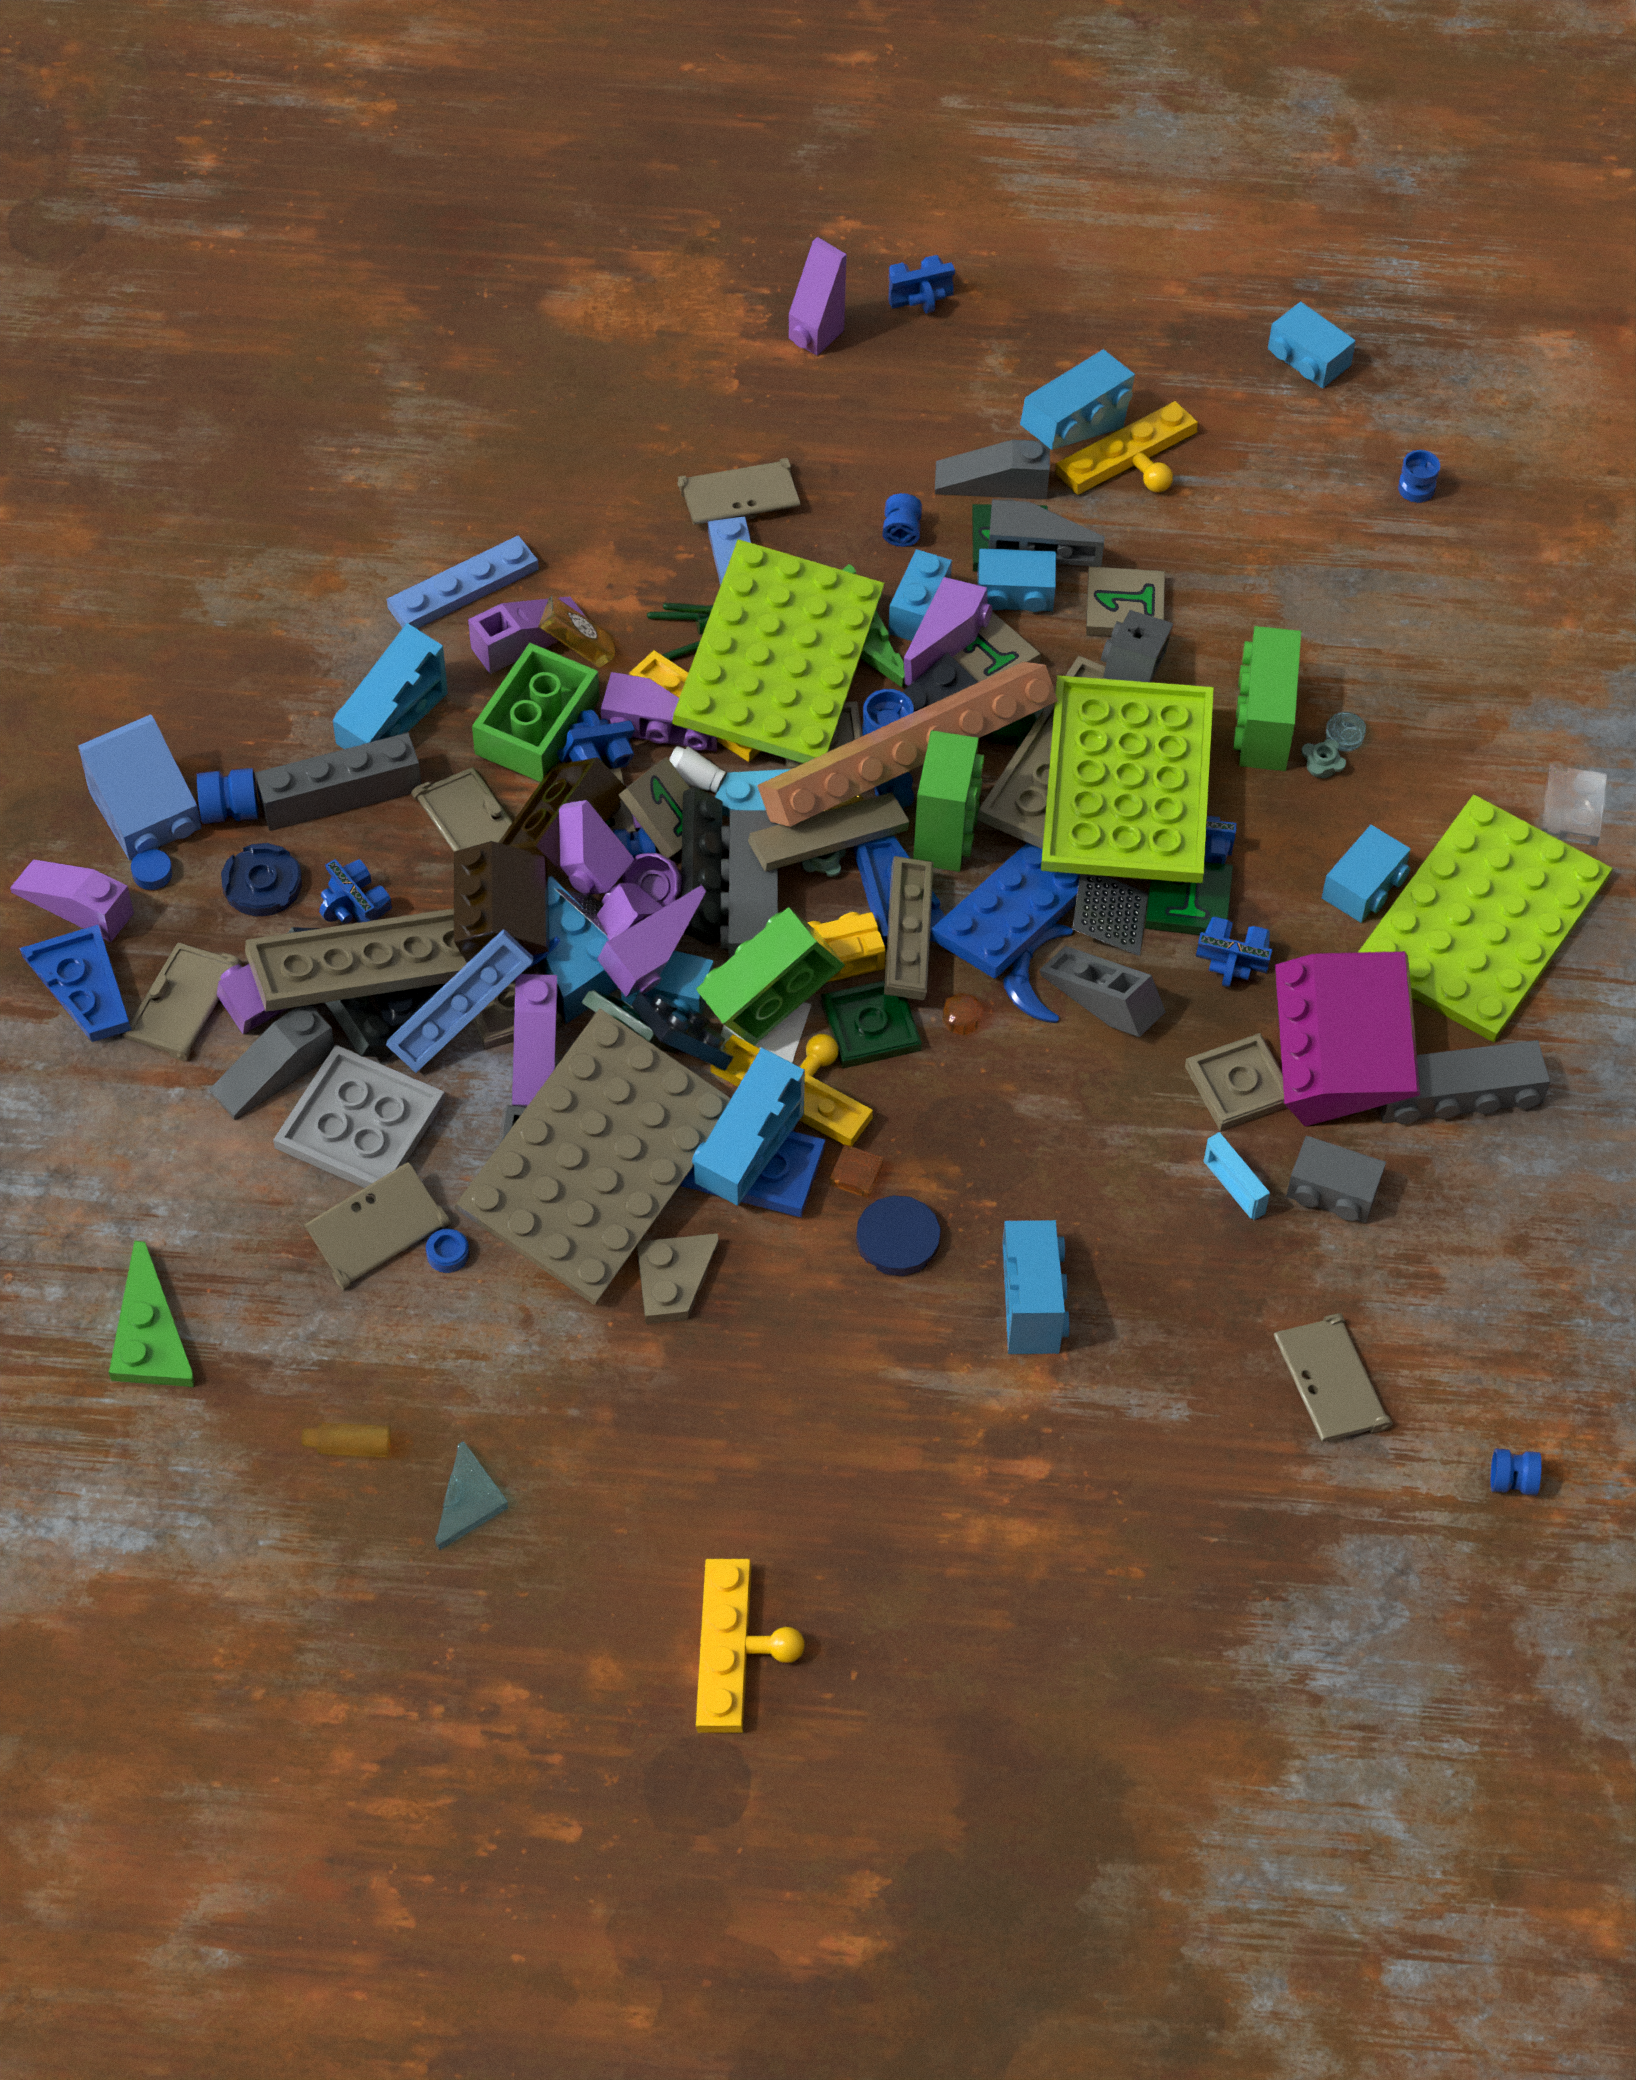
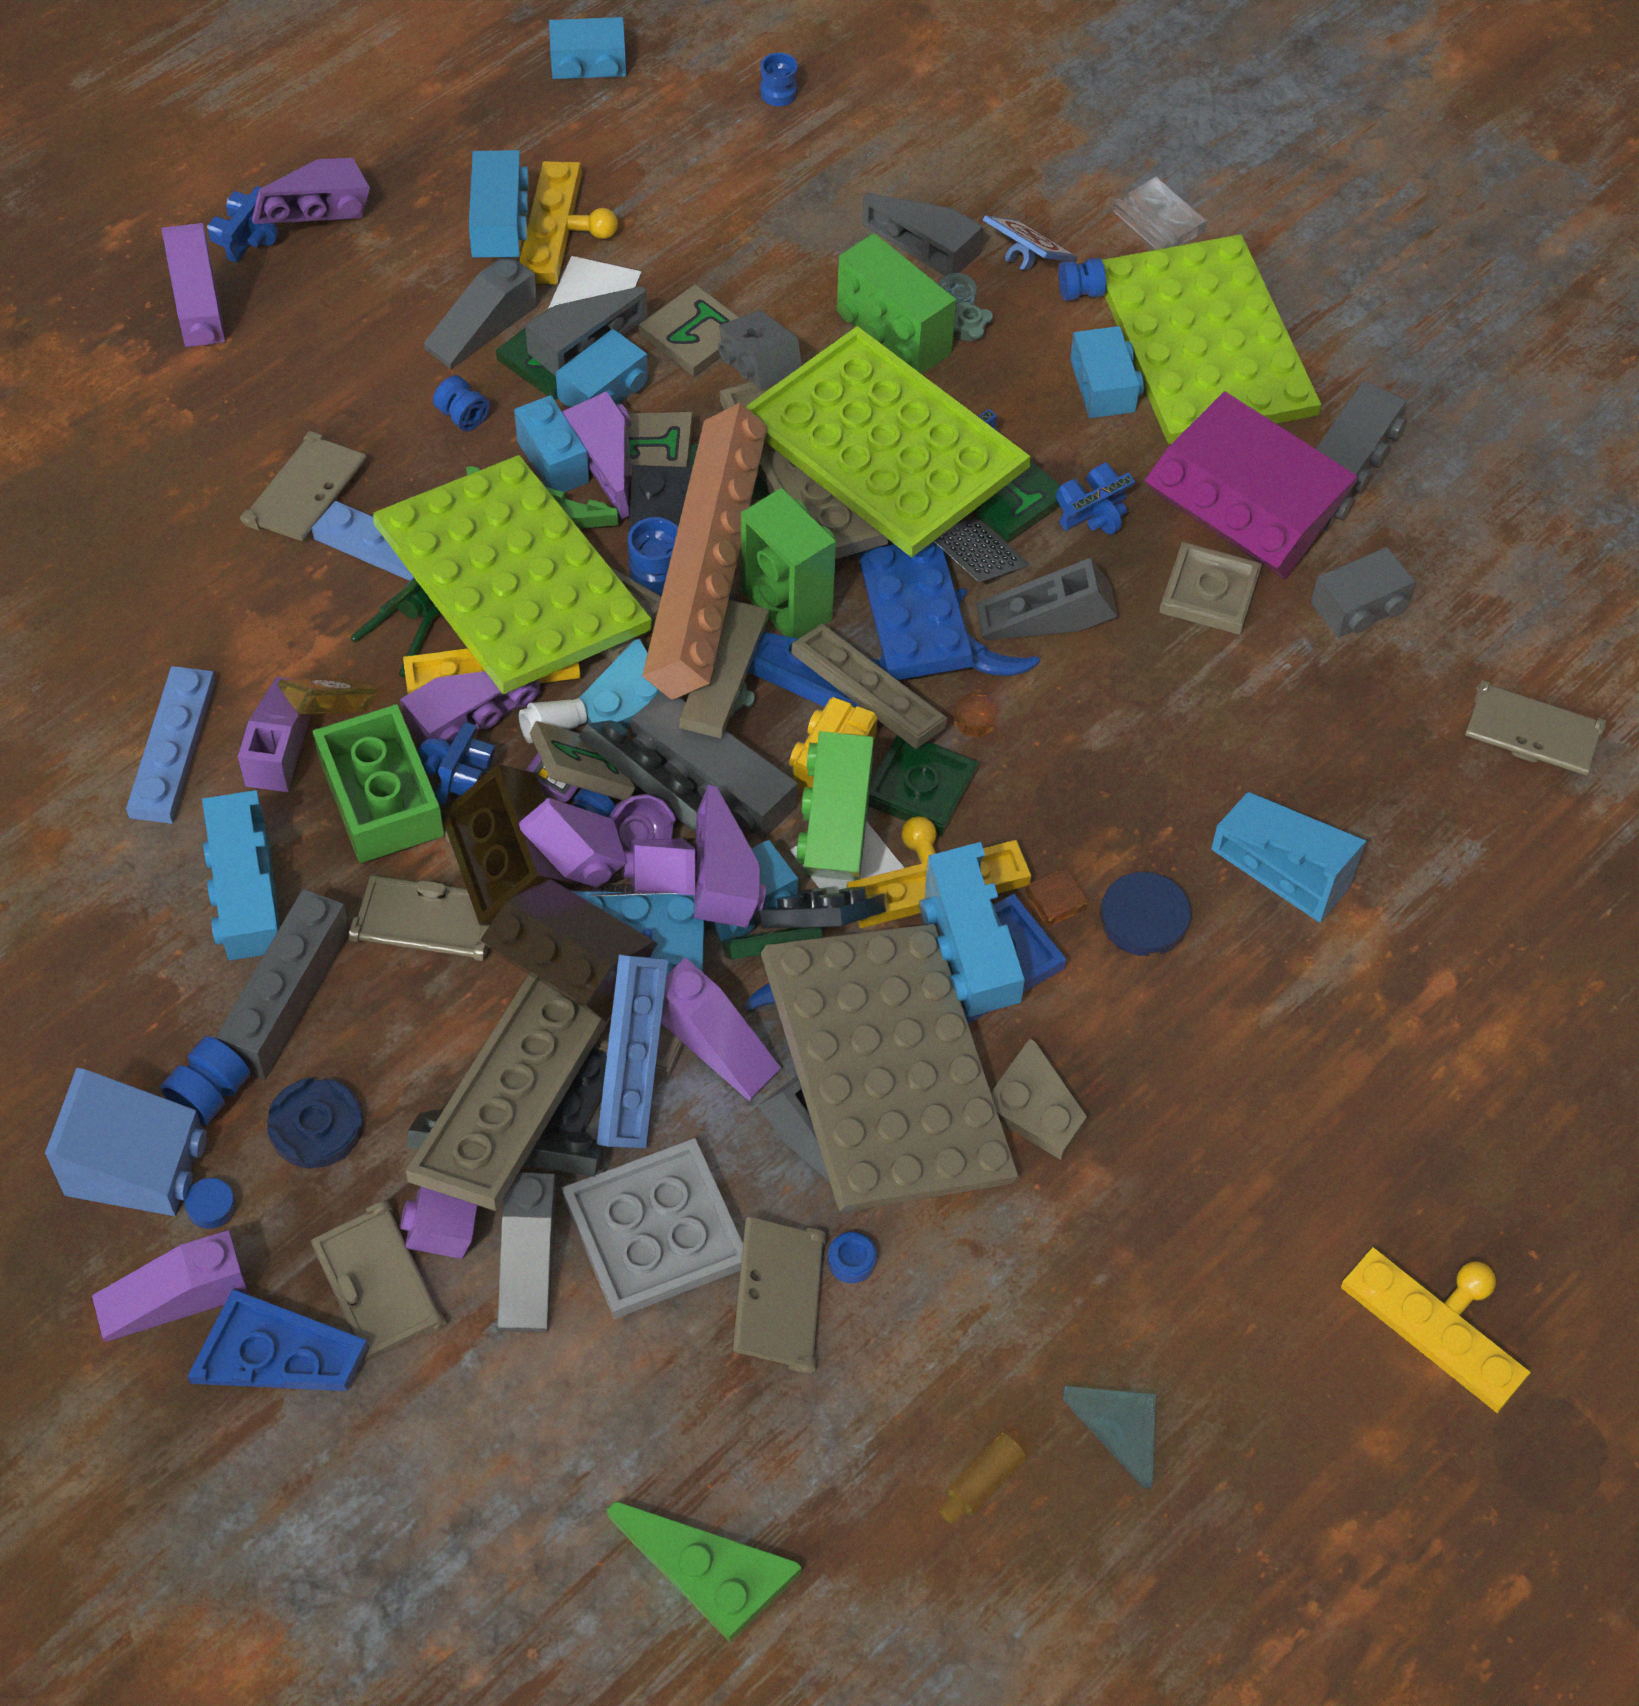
camera: 50 degrees left, 0 degrees up
(345, 898) = (415, 1066): blue hips -> none
(983, 296) = (314, 192): none -> medium lavender slope
(1103, 513) = (591, 278): none -> white sticker
(1236, 1176) = (1302, 650): medium azure tile -> none
(1377, 672) = (926, 231): none -> dark grey slope
(1439, 736) = (1028, 242): none -> medium blue piece
(1442, 797) = (1082, 279): none -> blue wheel

